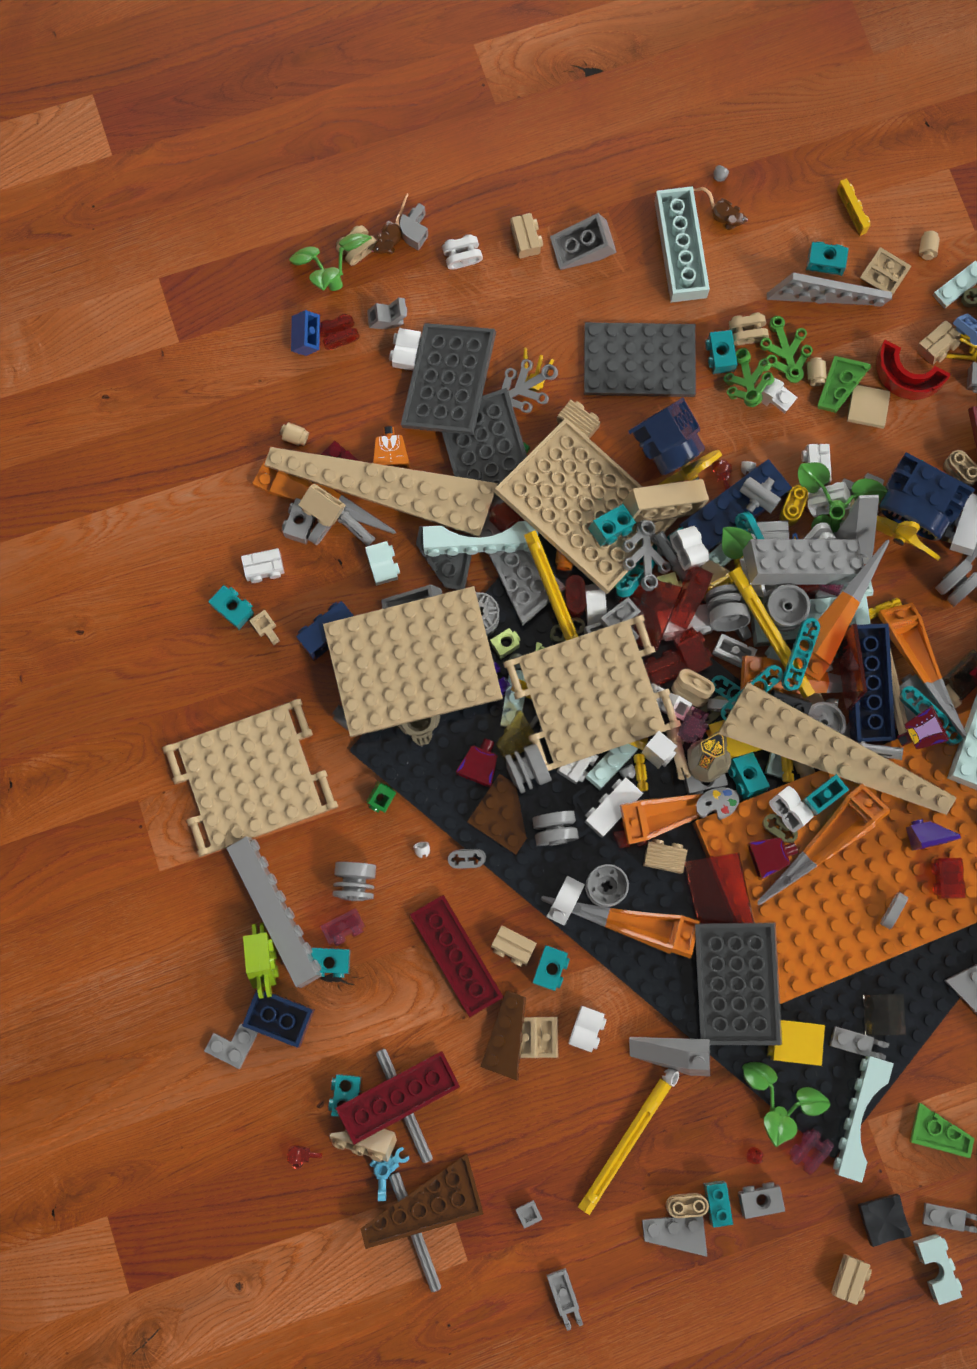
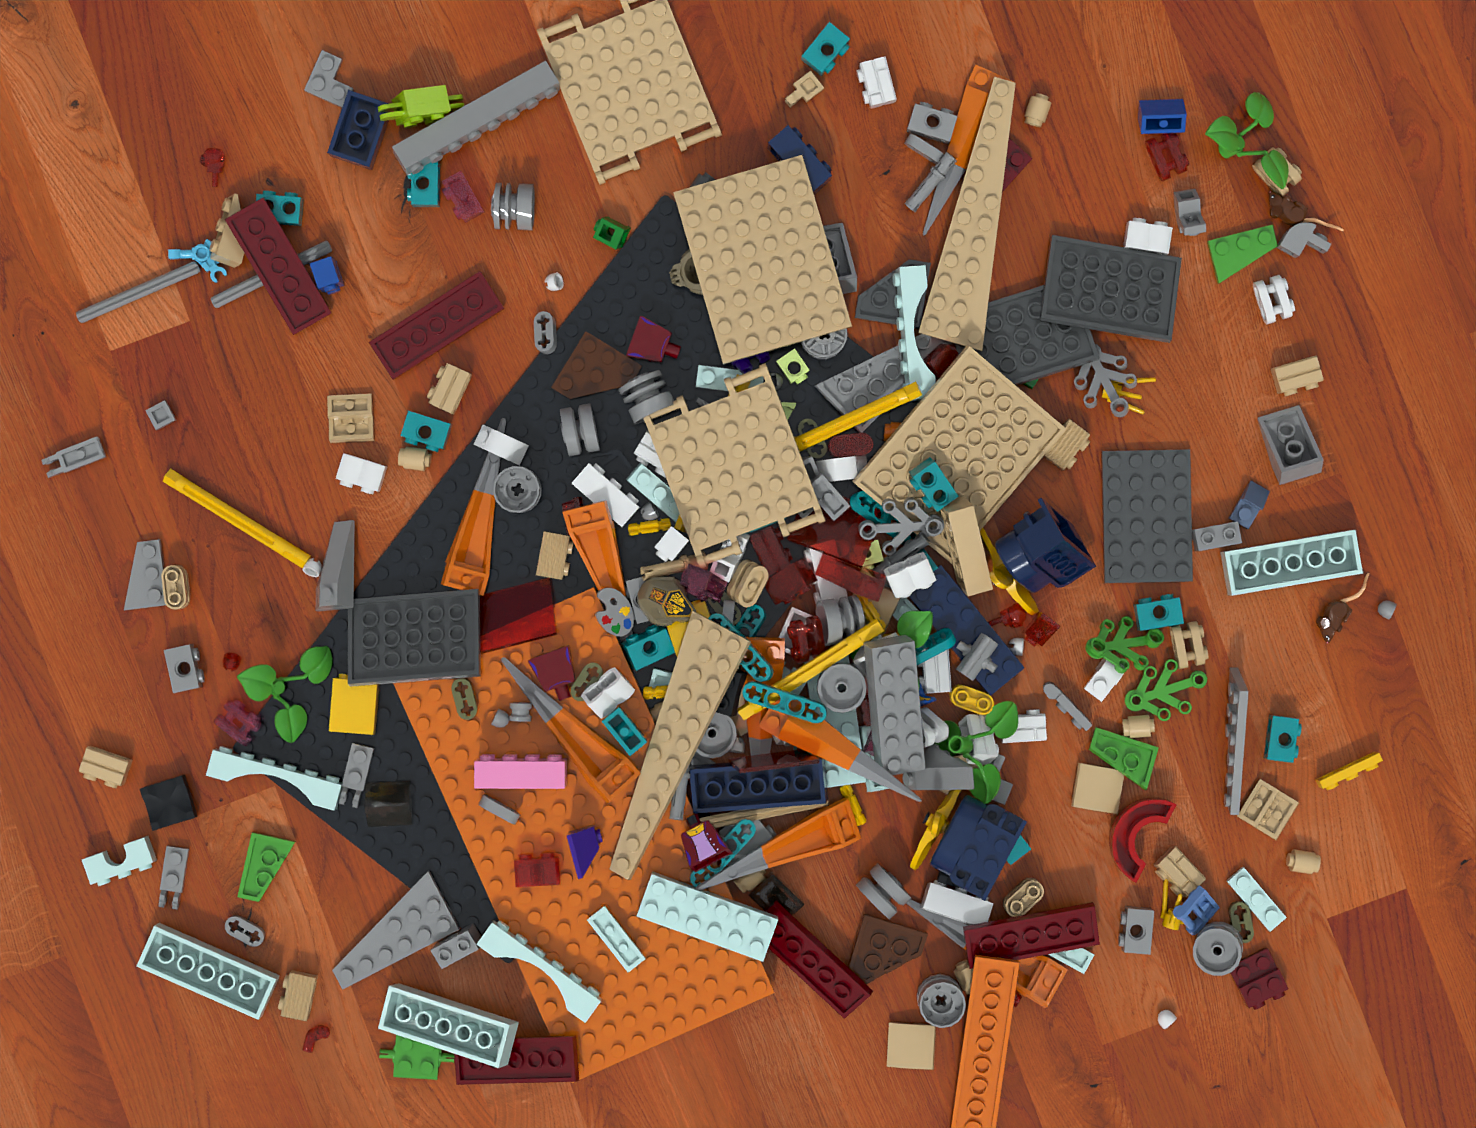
camera: 90 degrees right, 10 degrees up
(321, 505) = (946, 146): tan brick -> none
(381, 563) = (885, 221): light aqua brick -> none
(390, 449) = (1020, 224): orange torso -> none
(408, 1052) = (327, 275): none -> blue brick
(420, 279) = (1238, 250): none -> bright green wing
(437, 1203) = (169, 316): reddish brown wing -> none
(506, 1038) = (340, 382): reddish brown wing -> none
(515, 736) = (684, 382): clear yellow wing -> none
(575, 980) = (414, 458): none -> tan brick
(631, 277) = (1249, 504): none -> sand blue slope
(658, 302) = (1216, 536): none -> light grey brick
(719, 1203) = (179, 621): teal brick -> none
(735, 445) = (1040, 629): none -> clear red slope
(744, 637) = (797, 633): none -> clear red brick
(795, 943) = (470, 697): none -> olive beam
(798, 429) = (1067, 705): none -> light grey hinge
(807, 888) = (520, 711): none -> light grey wheel
(813, 906) = (501, 719): none -> light grey hinge
(862, 888) = (520, 773): none -> bright pink brick

